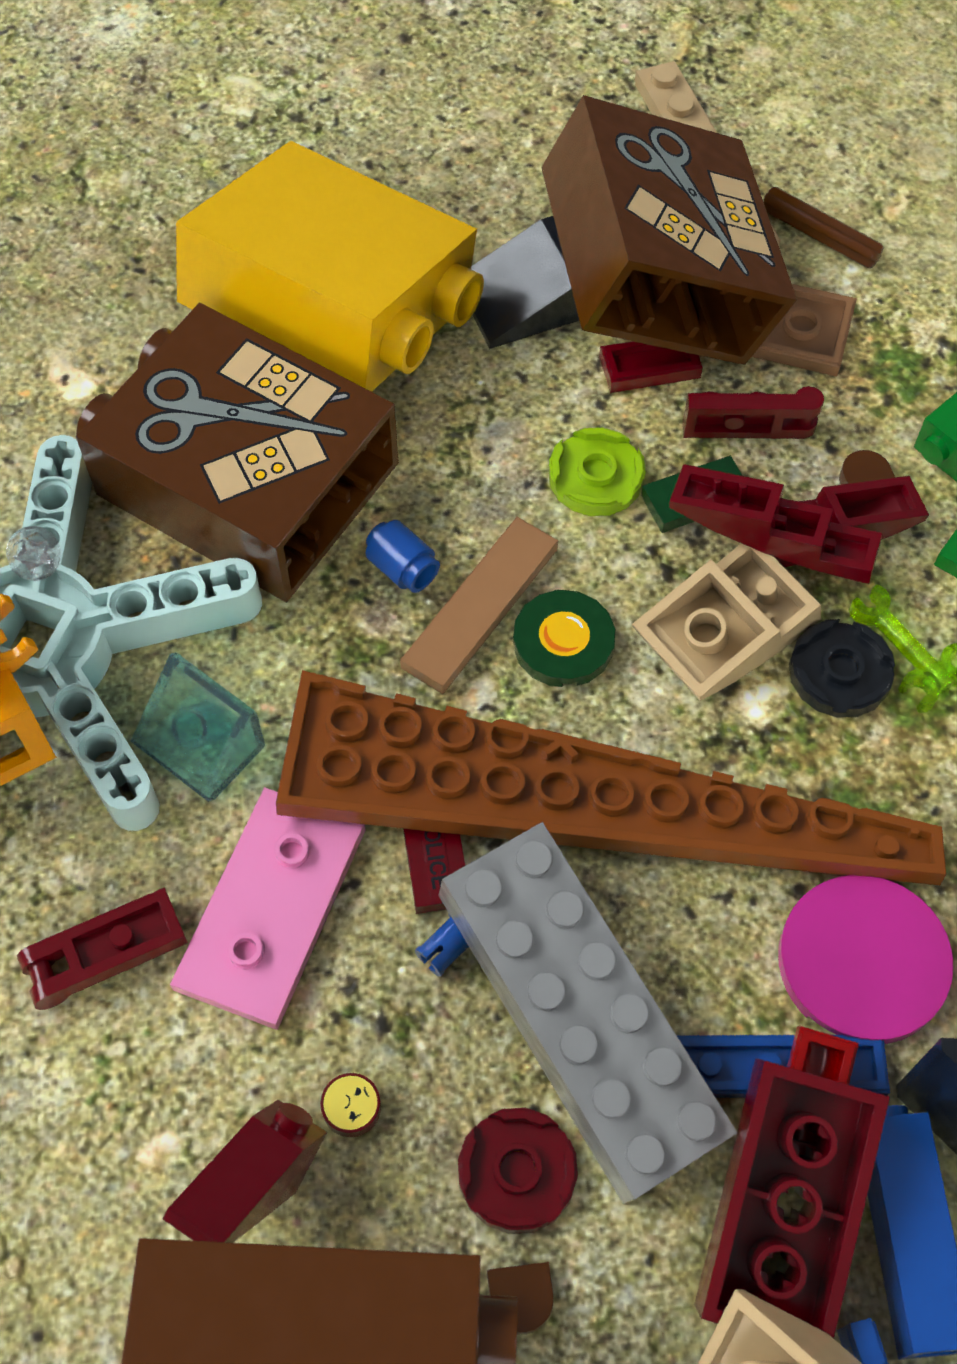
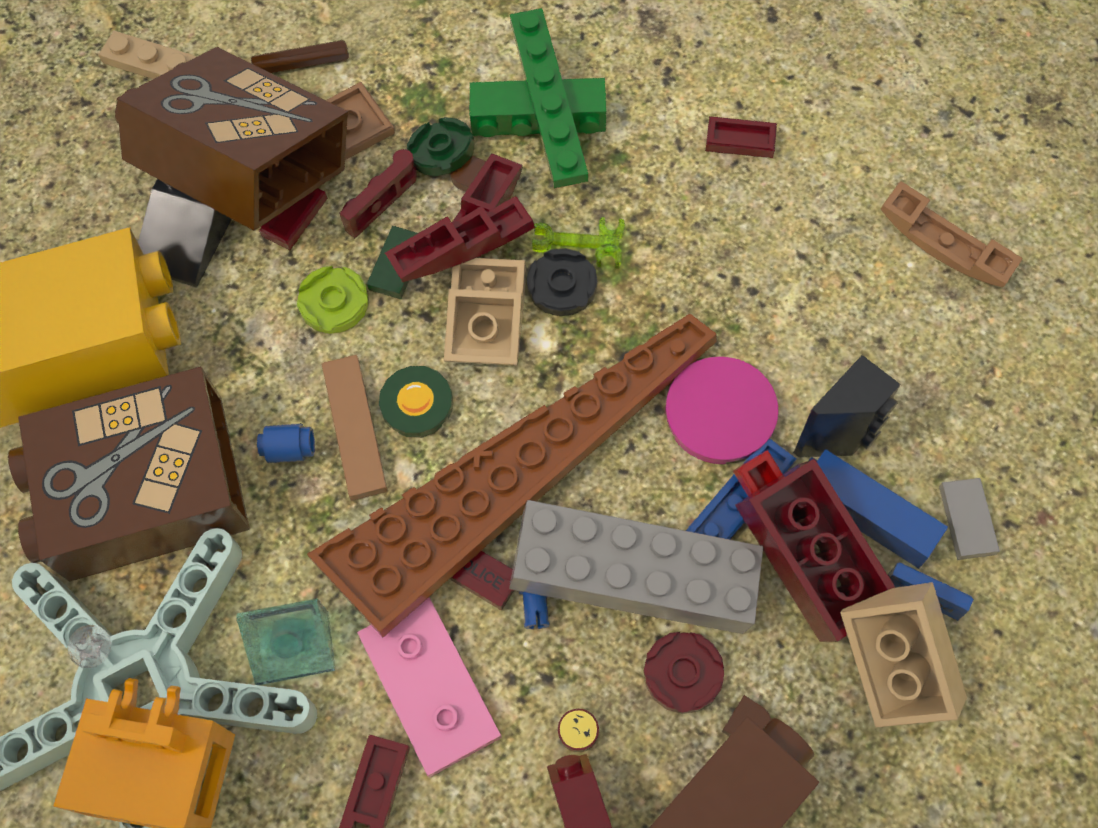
camera: 45 degrees left, 5 degrees up
(865, 426) = (441, 146): none -> dark green tile

